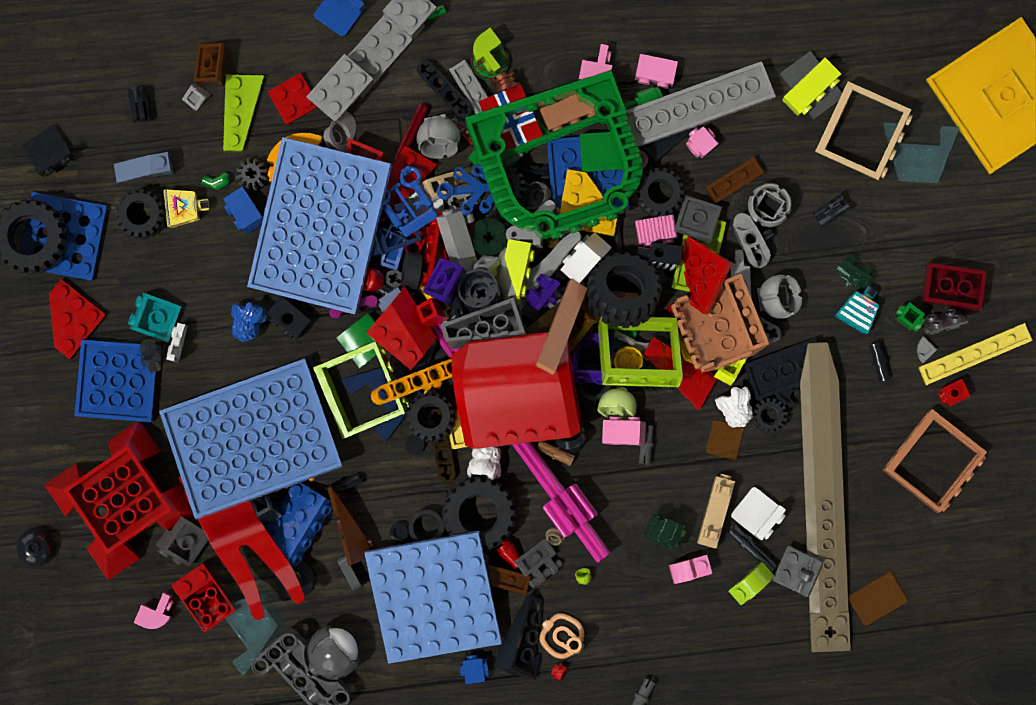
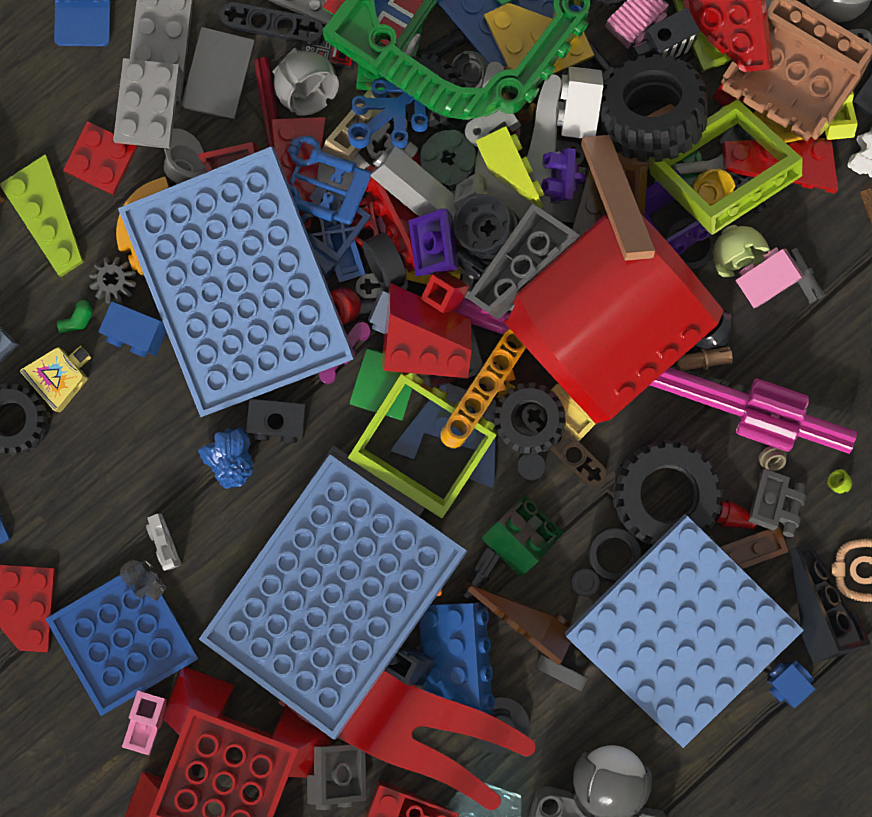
camera: 35 degrees left, 0 degrees up
(96, 437) = (145, 722): none -> bright pink brick
(154, 317) = (114, 530): teal plate -> none
(382, 480) = (522, 535): none -> dark green slope
(394, 97) = (218, 73): none -> dark grey tile
(485, 463) = (632, 429): white hair -> none

